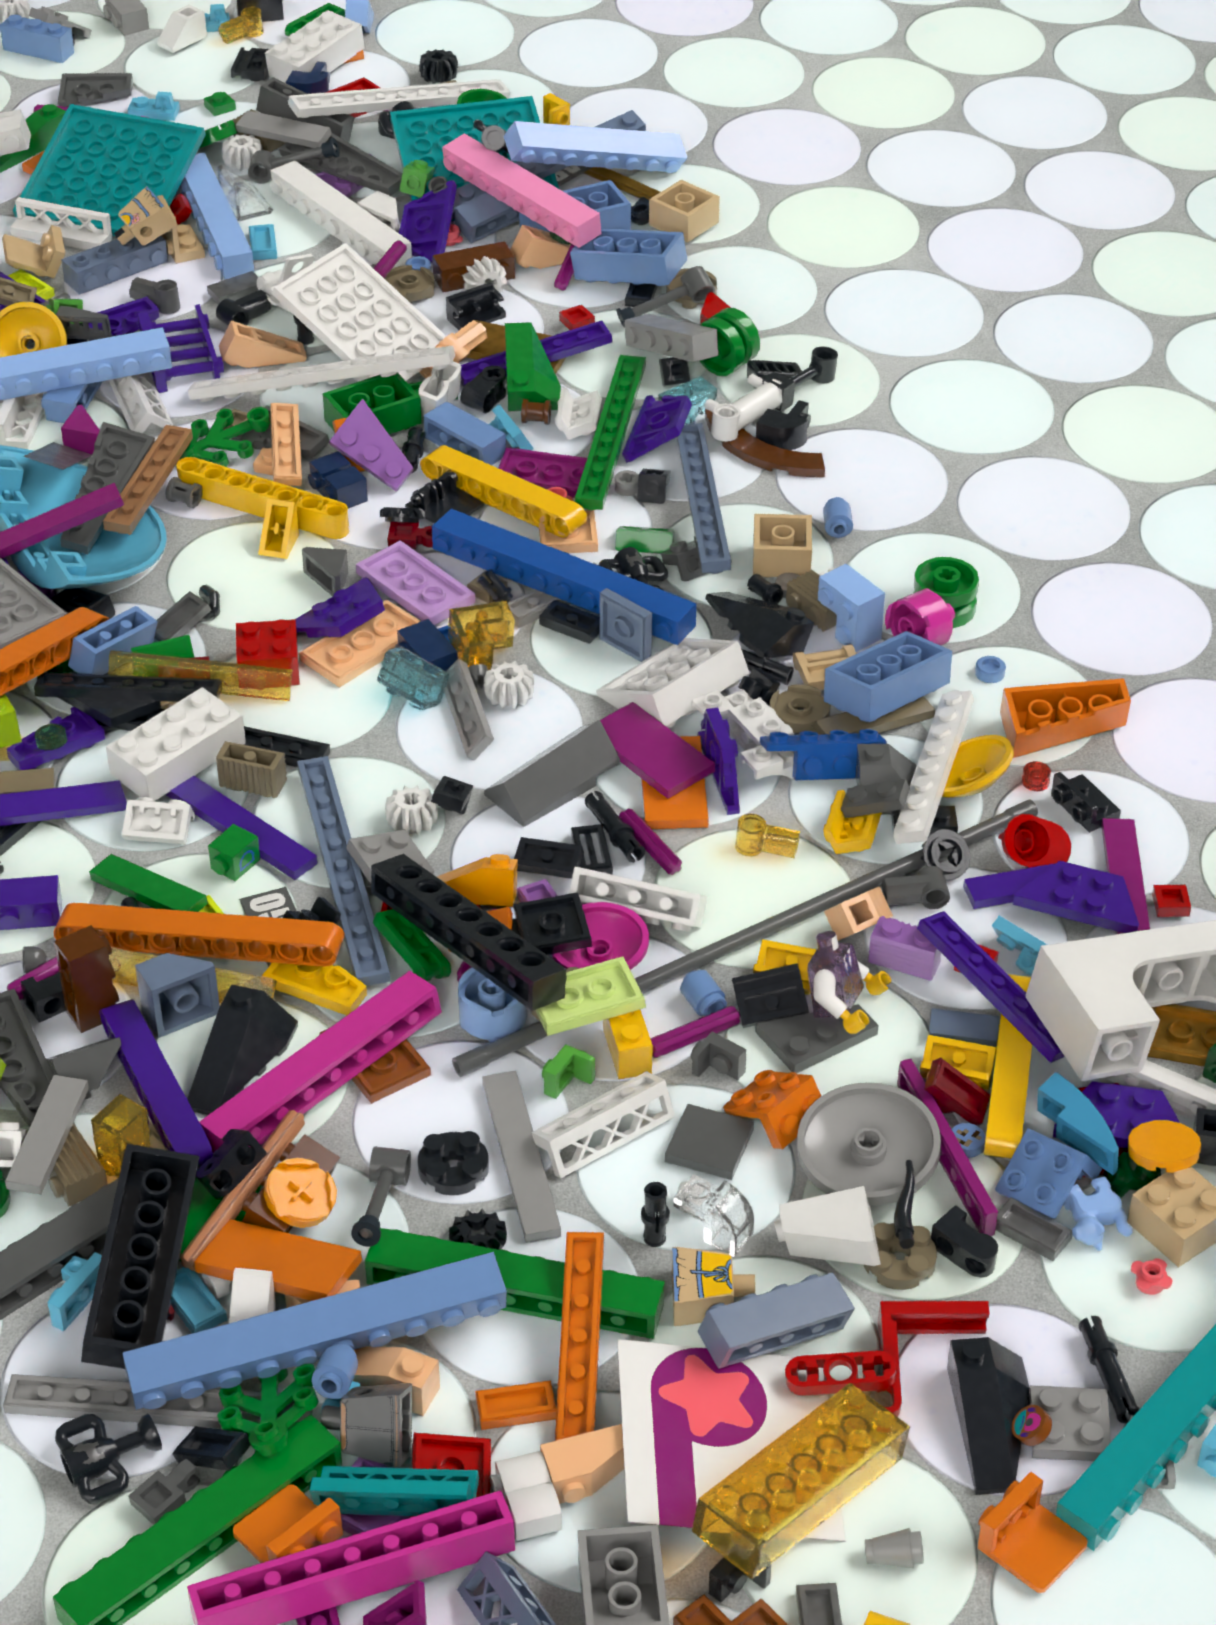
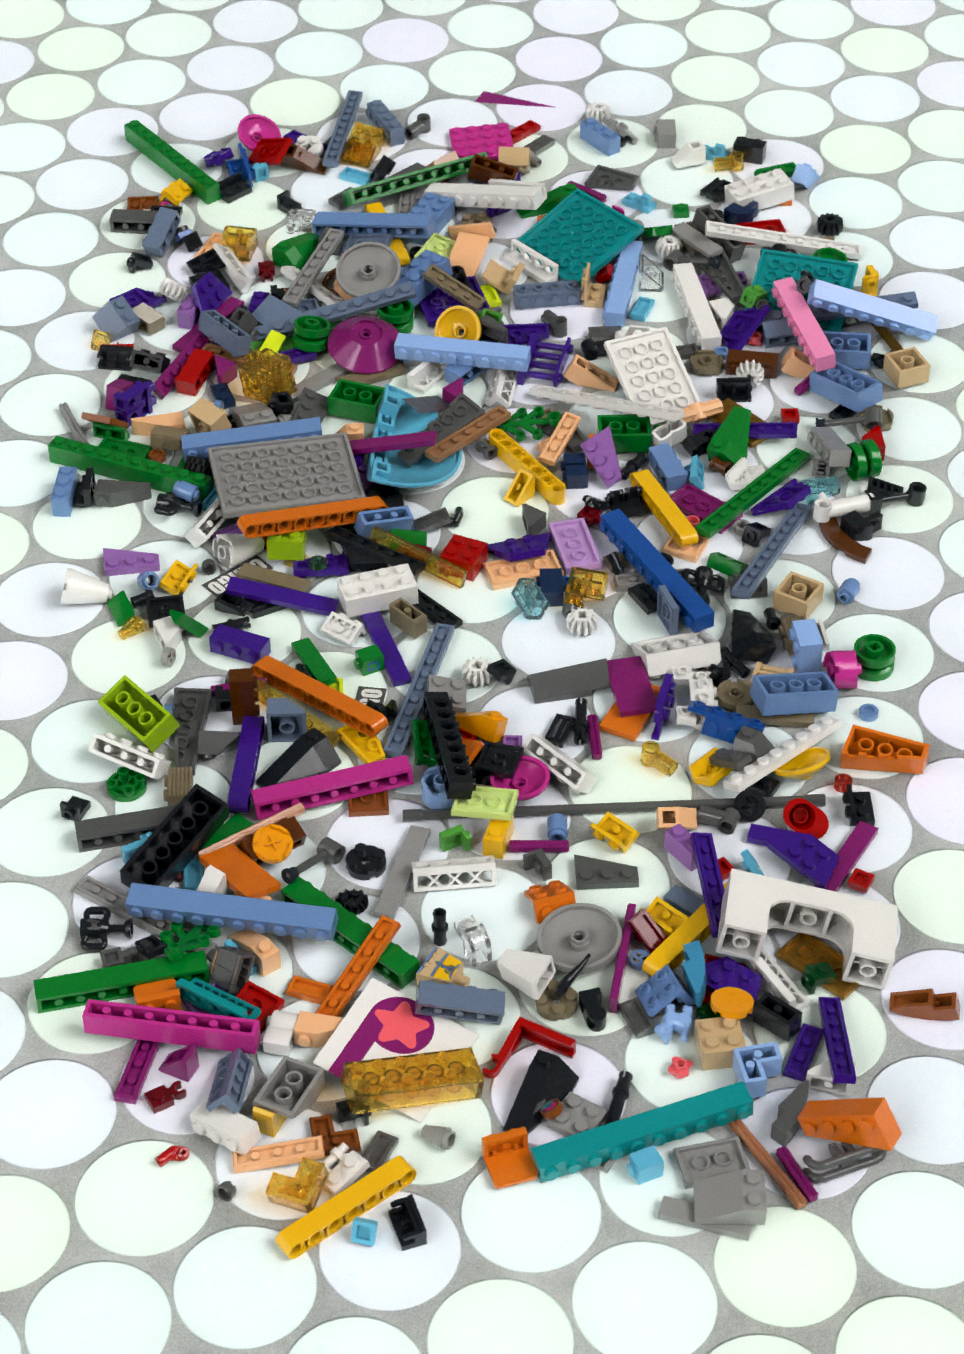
camera: 30 degrees right, 0 degrees up
(47, 1135) = (173, 766): light grey tile -> none
(116, 1125) = (210, 778): clear yellow slope -> none
(144, 219) = (569, 274): tan torso -> none
(230, 1162) = (249, 816): black leg -> none
(335, 1371) = (224, 933): medium blue brick -> none
(390, 258) = (700, 344): magenta axle -> none
(467, 710) = (548, 627): light grey tile -> none
(548, 857) = (530, 723): black plate -> none
(709, 1141) = (503, 905): dark grey tile -> none
(770, 995) = (589, 842): black plate -> none
(838, 980) = (628, 847): torso -> none
(867, 1359) = (479, 1050): red beam -> none

